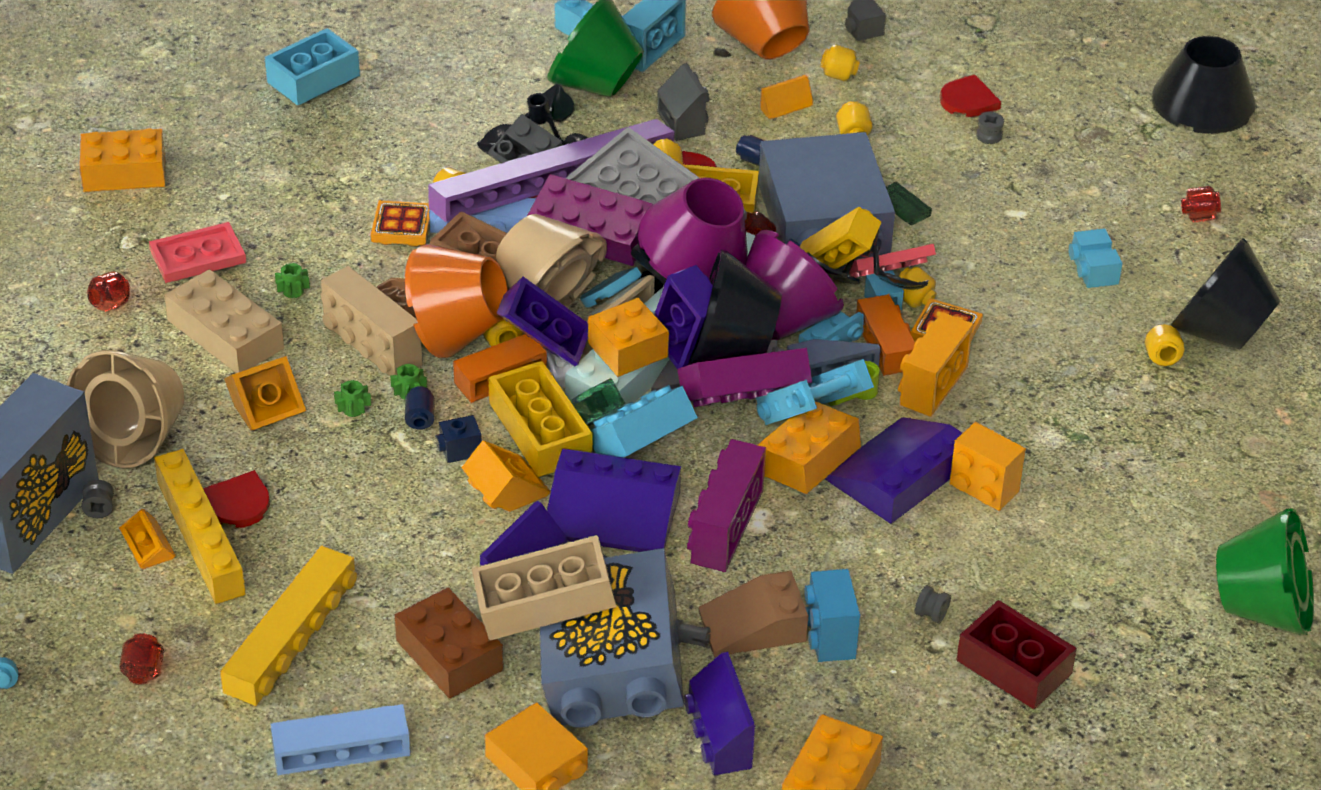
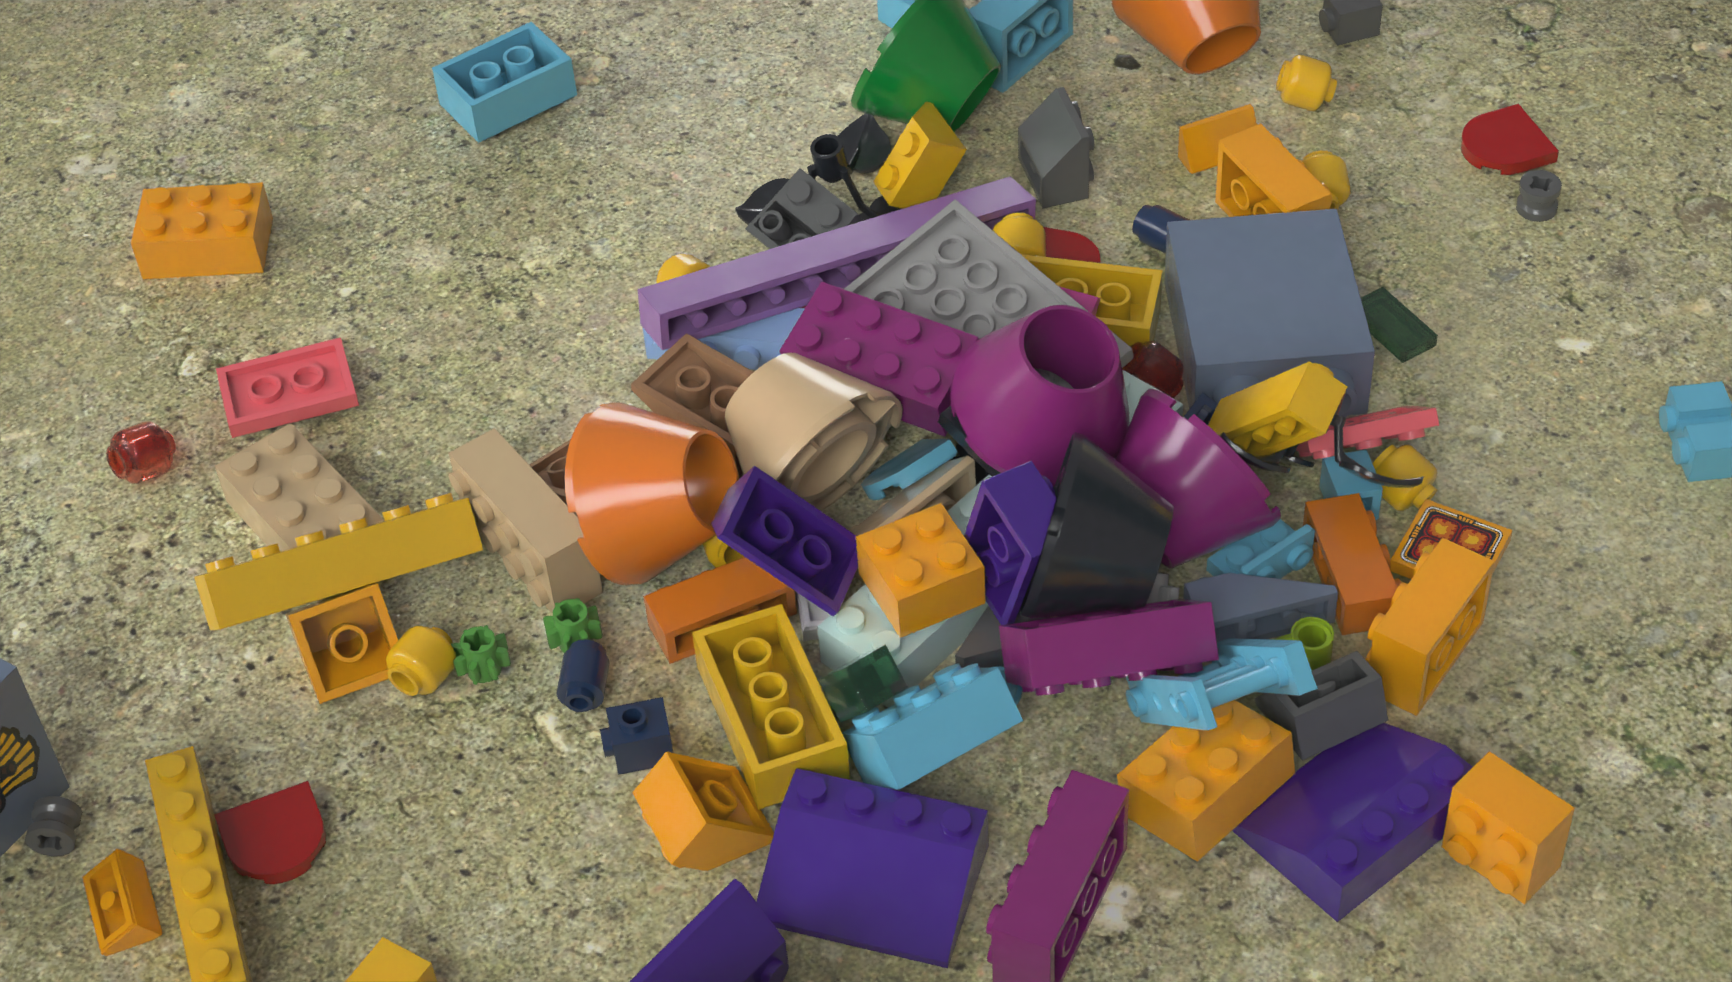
camera: 10 degrees right, 5 degrees up
(128, 404) = (115, 665): tan cone -> none
(258, 345) = (337, 563): none -> yellow brick
(292, 280) = (420, 440): bright green gear -> none
(315, 402) = (420, 660): none -> yellow head
(401, 223) = (600, 344): tile -> none
(597, 109) = (920, 160): none -> yellow slope
(817, 114) = (1263, 177): none -> light orange brick
(880, 406) = (1343, 705): none -> dark grey slope

